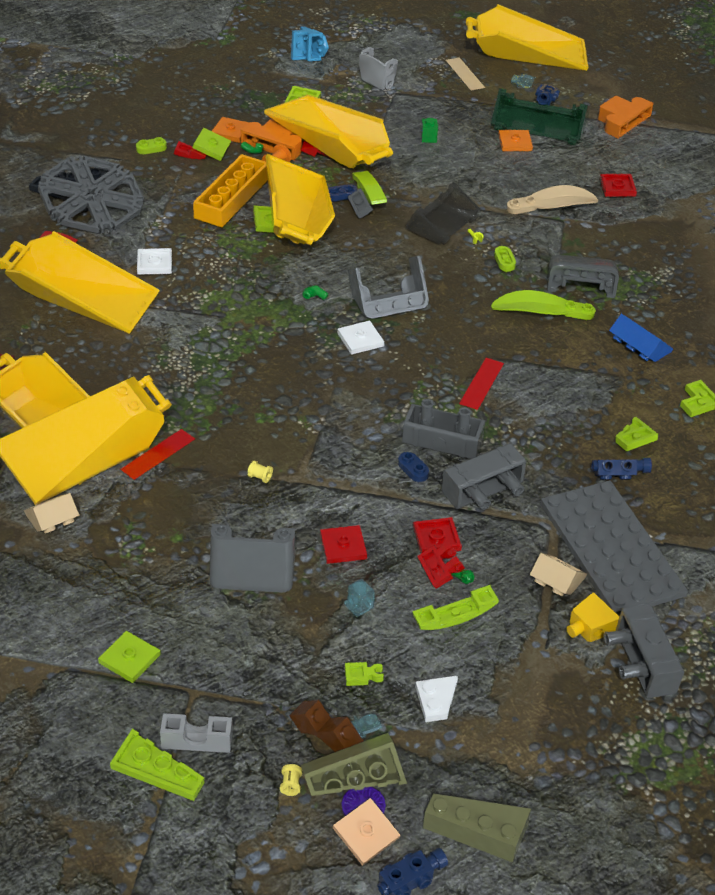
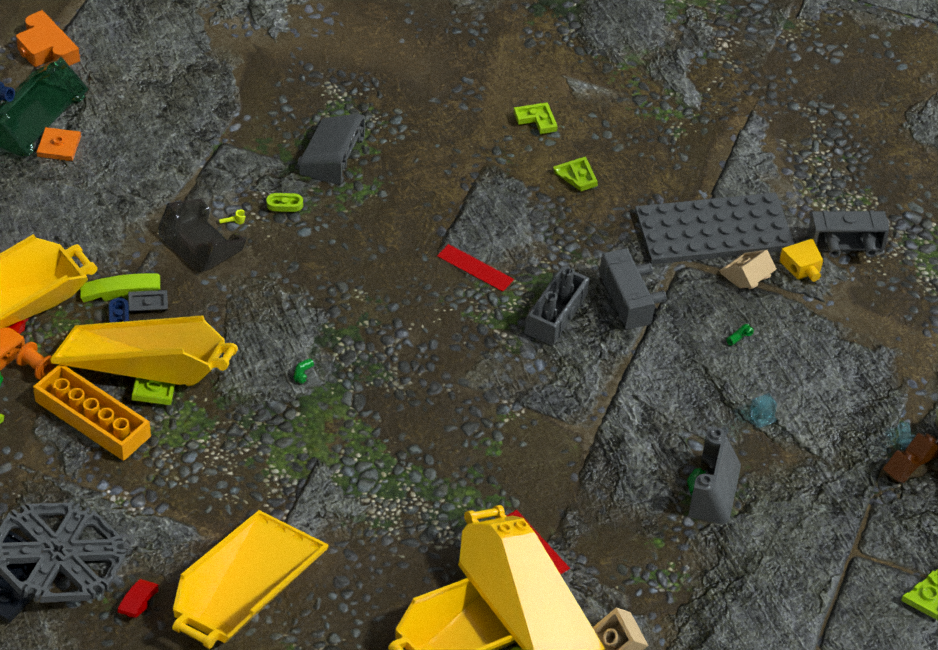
camera: 80 degrees left, 5 degrees up
(129, 656) = (811, 594): lime plate -> none
(154, 261) = (205, 507): white plate -> none
(180, 735) = (913, 547): light grey arch -> none
(260, 471) = (583, 459): light yellow bush -> none
(343, 544) = (688, 413): red plate -> none
(360, 337) = (386, 346): white plate -> none
(360, 674) = (848, 427): lime plate -> none
(412, 297) = (332, 300): windscreen -> none
(413, 466) = (591, 342): dark blue plate -> none
(429, 130) = (21, 210): green brick -> none
(435, 567) = (729, 350): red plate -> none
(436, 533) = (689, 342): red plate -> none
(436, 697) = (875, 383): white wing -> none
(457, 612) = (781, 346): lime slope -> none
(543, 303) = (370, 194): lime plant -> none
(551, 198) = (190, 140): tan plant -> none
(617, 467) = (623, 193): dark blue brick -> none
(618, 185) = (178, 82): red plate -> none
(639, 339) = (444, 133): blue slope -> none

